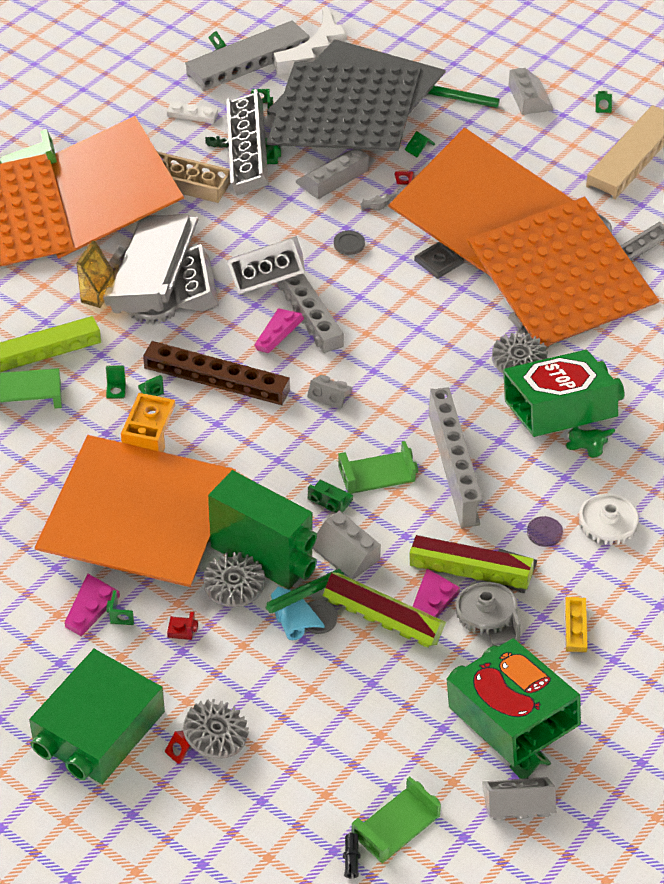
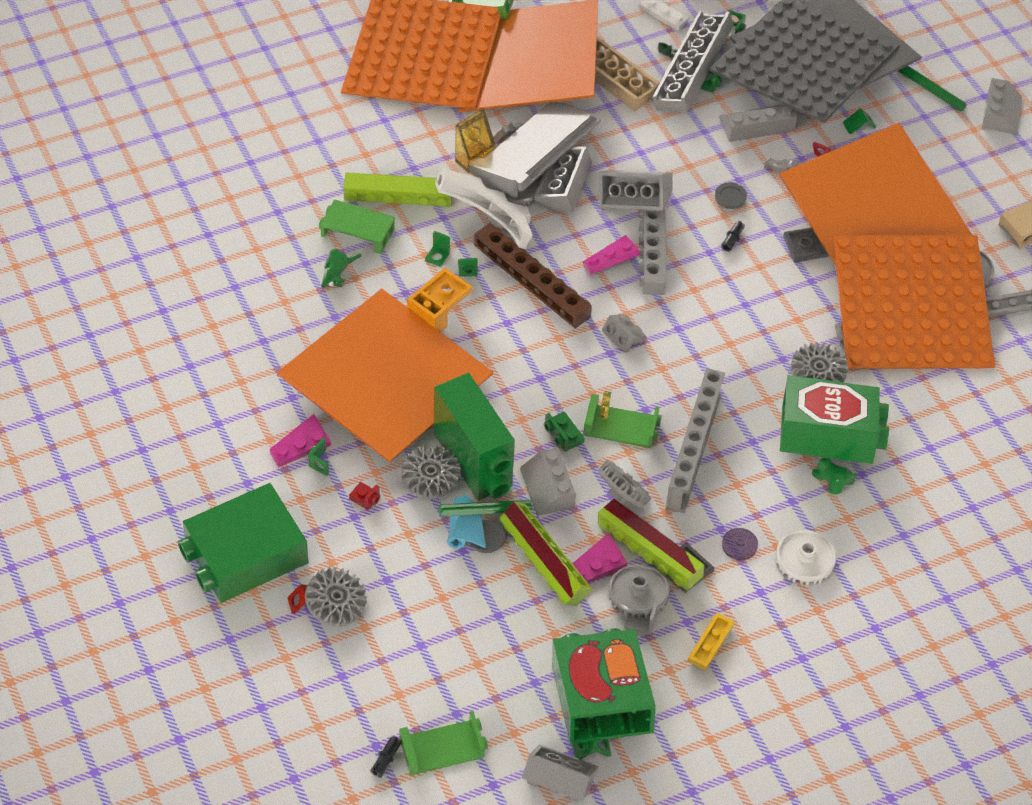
camera: 25 degrees right, 5 degrees up
(27, 433) = (335, 265): none -> green animal
(142, 322) = (470, 189): none -> white arch
(355, 458) = (605, 404): none -> clear yellow tile
(372, 275) = (732, 236): none -> black axle
(418, 520) = (623, 485): none -> light grey wheel

